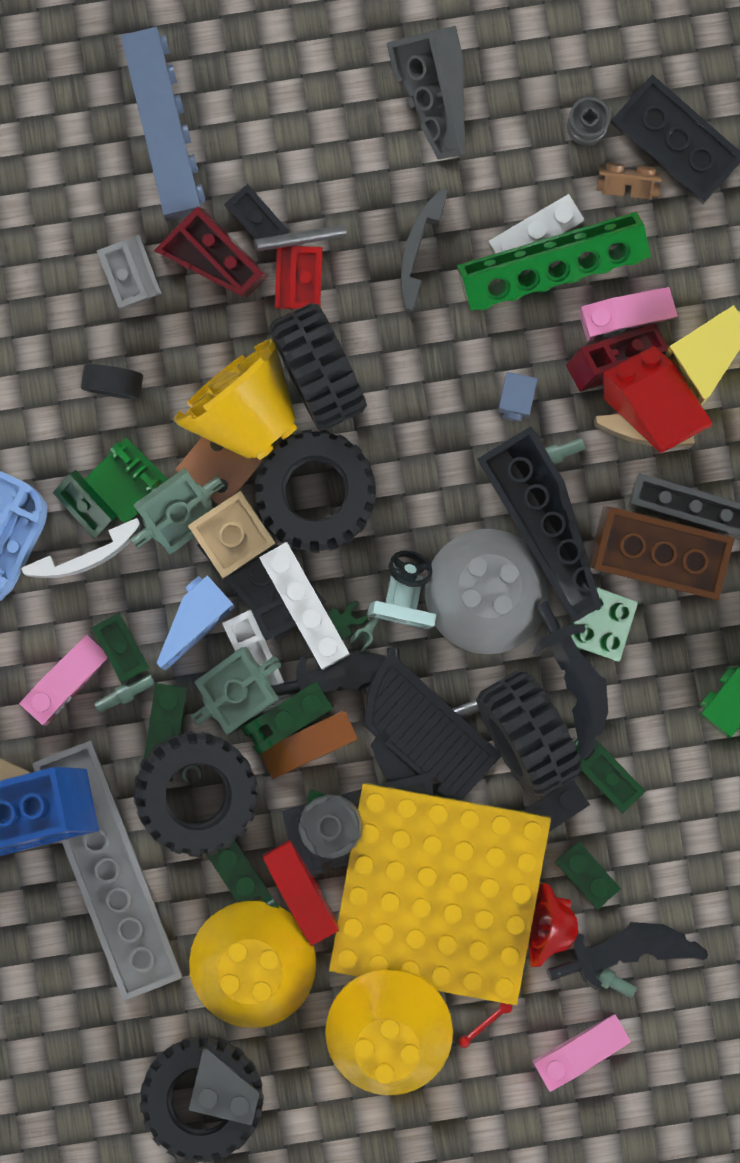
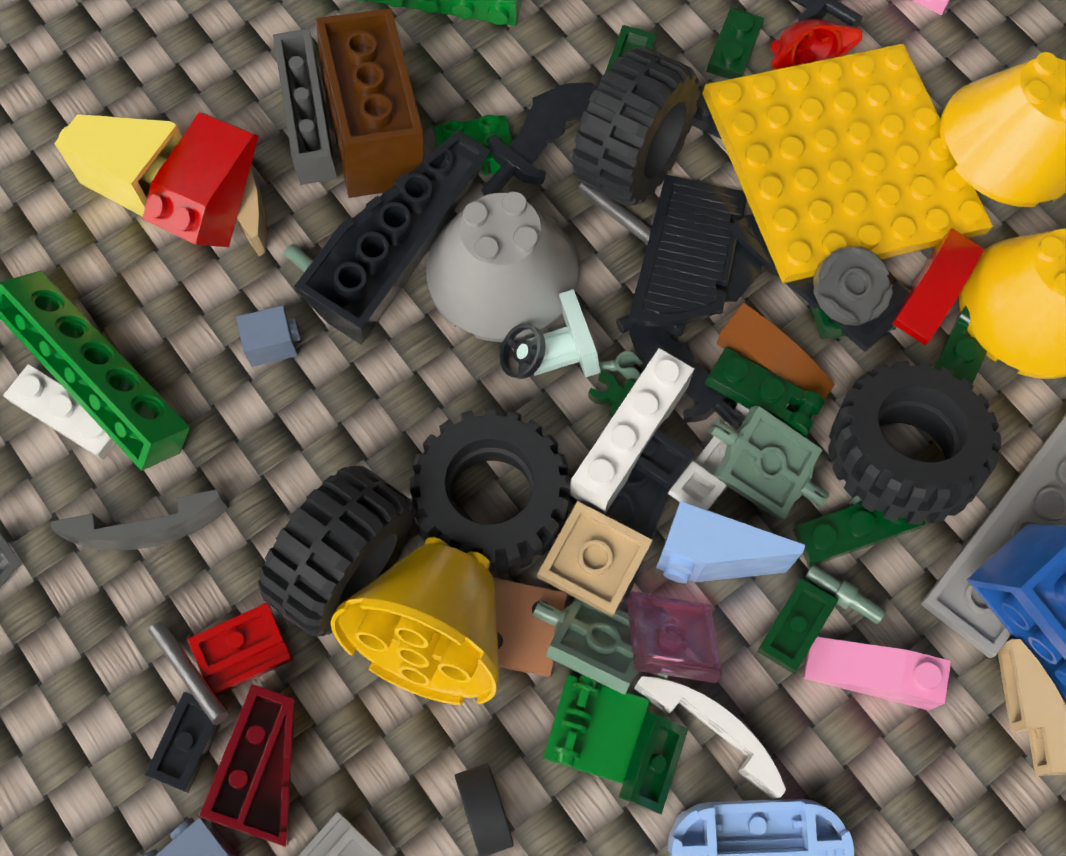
camera: 120 degrees left, 15 degrees down
(154, 558) = (673, 637): none -> clear pink plate
(464, 1041) = (967, 76): red hinge -> none
(592, 360) = (176, 259): dark red slope -> none
(626, 313) = (123, 275): bright pink slope -> none

